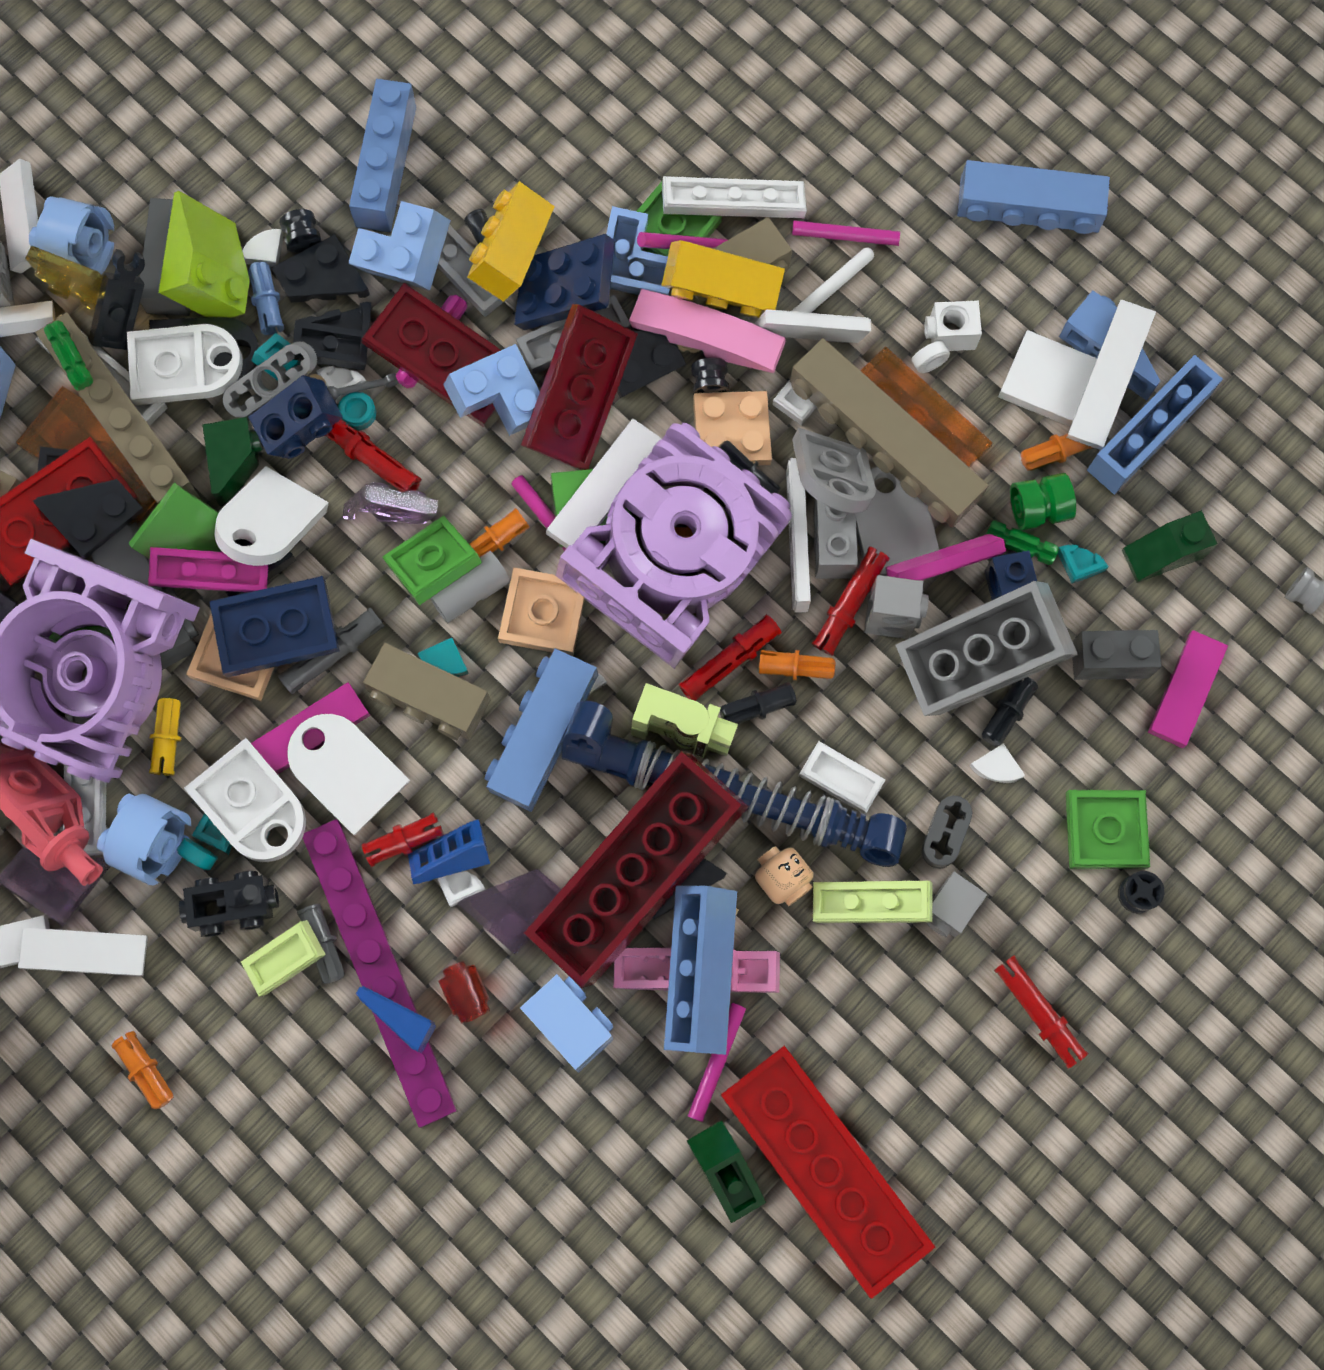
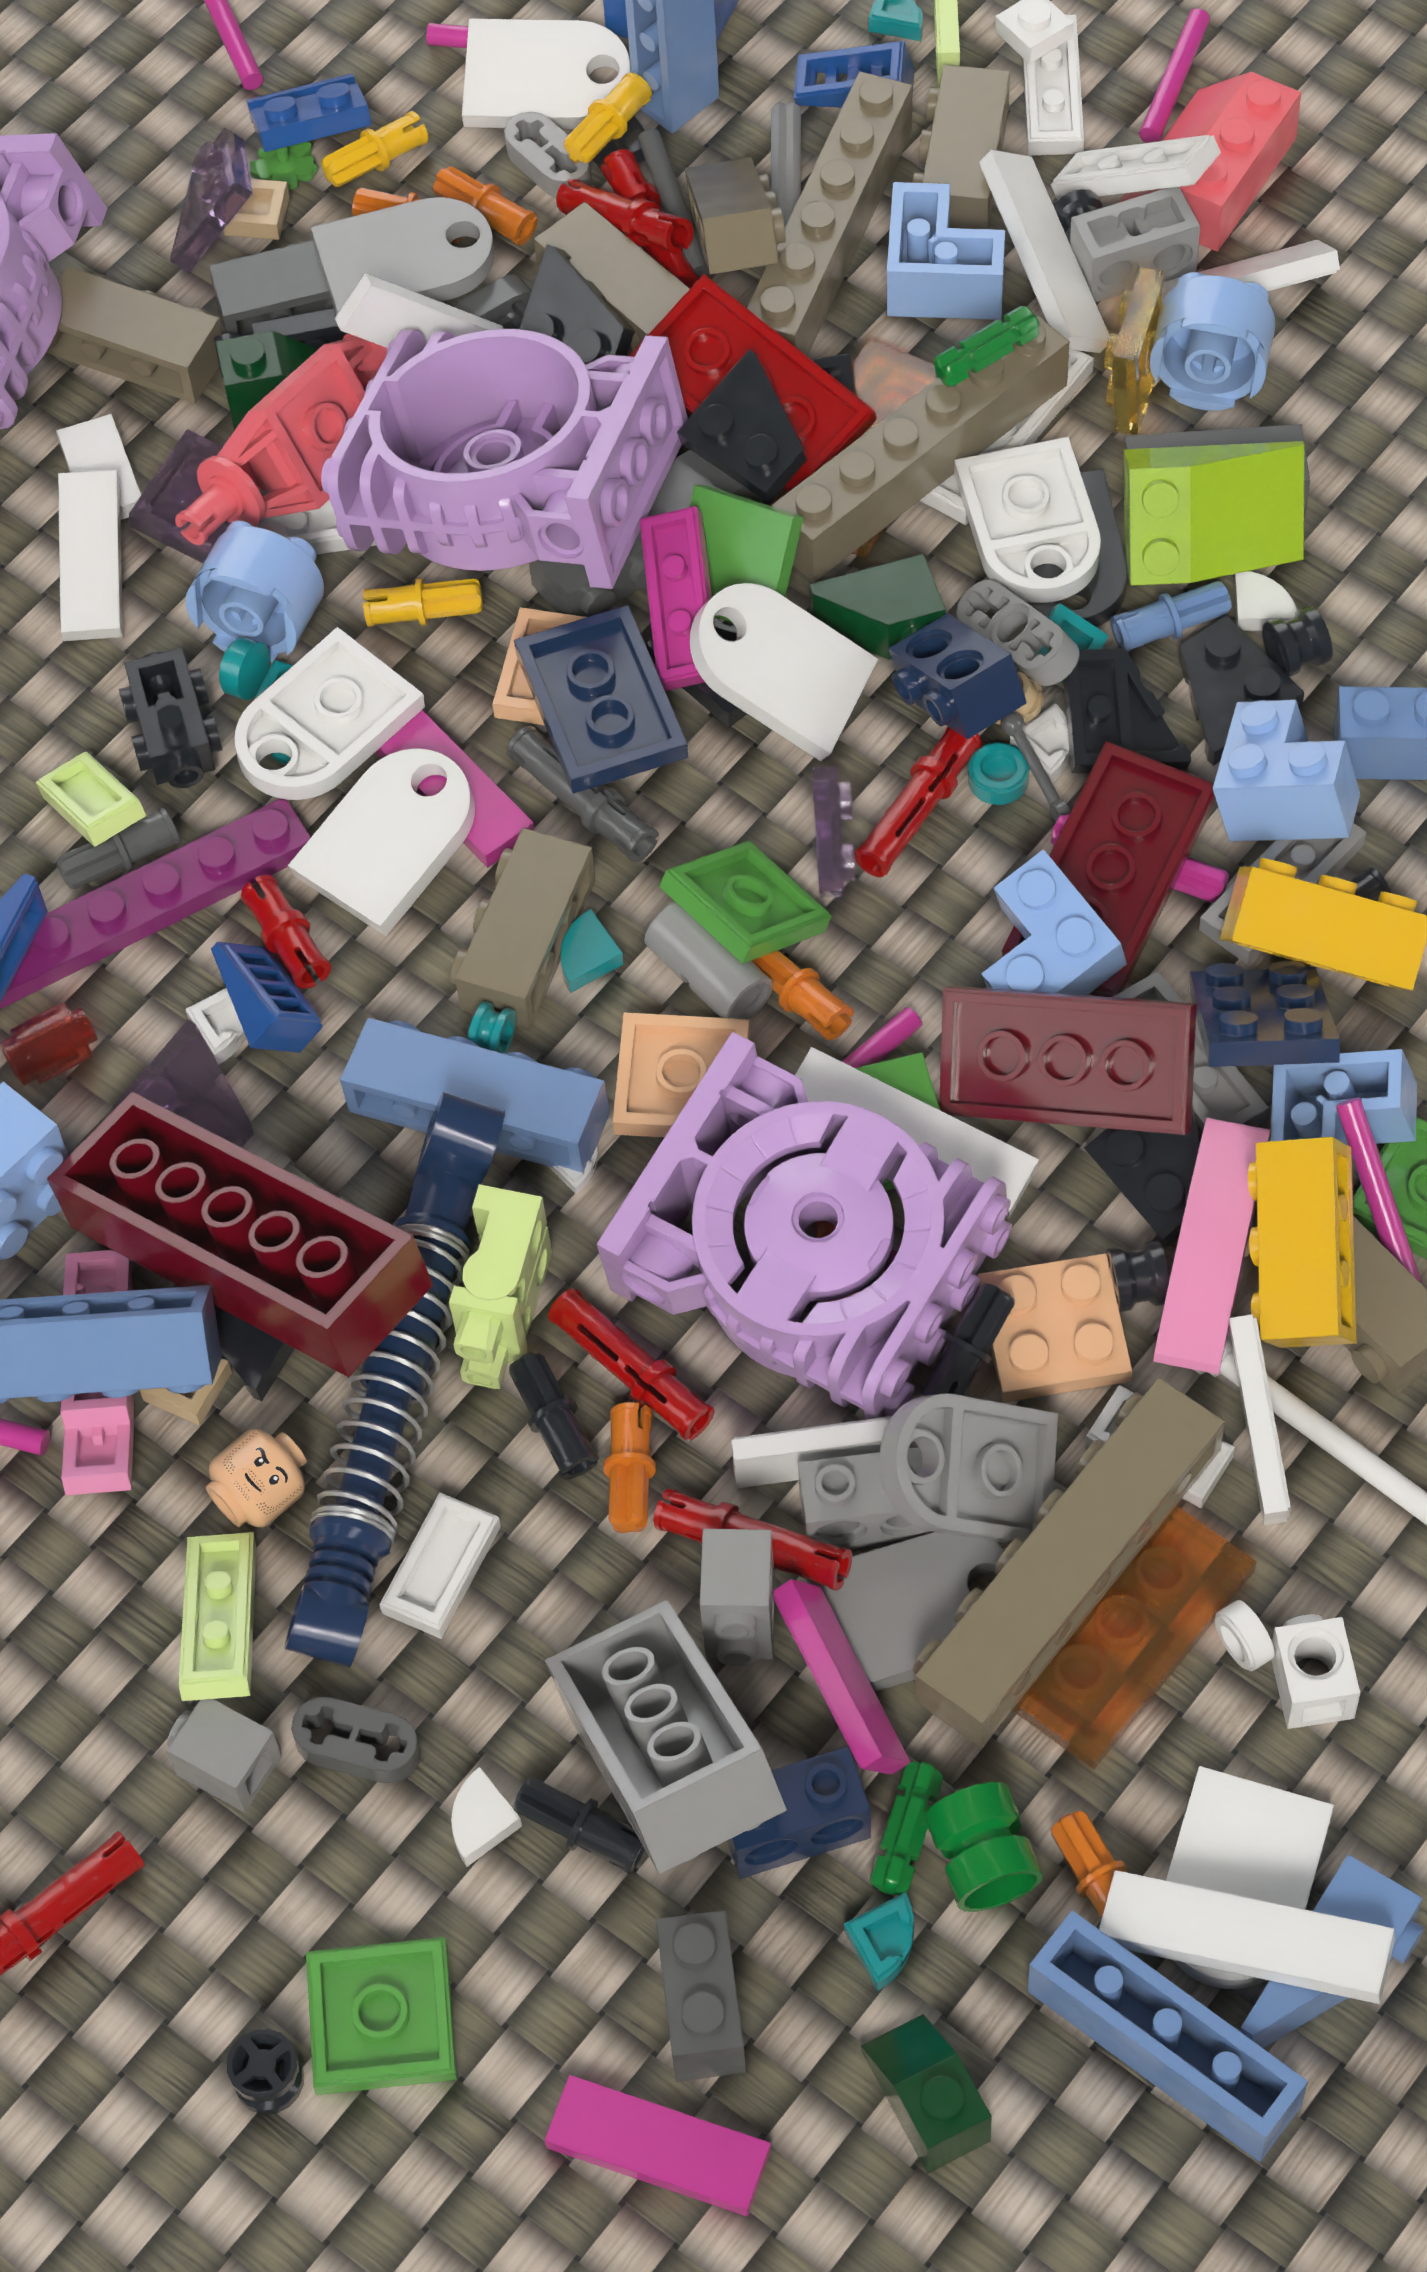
camera: 90 degrees right, 15 degrees down
(117, 303) = (1106, 408): black plate -> none
(496, 718) = (493, 1029): none -> teal bush

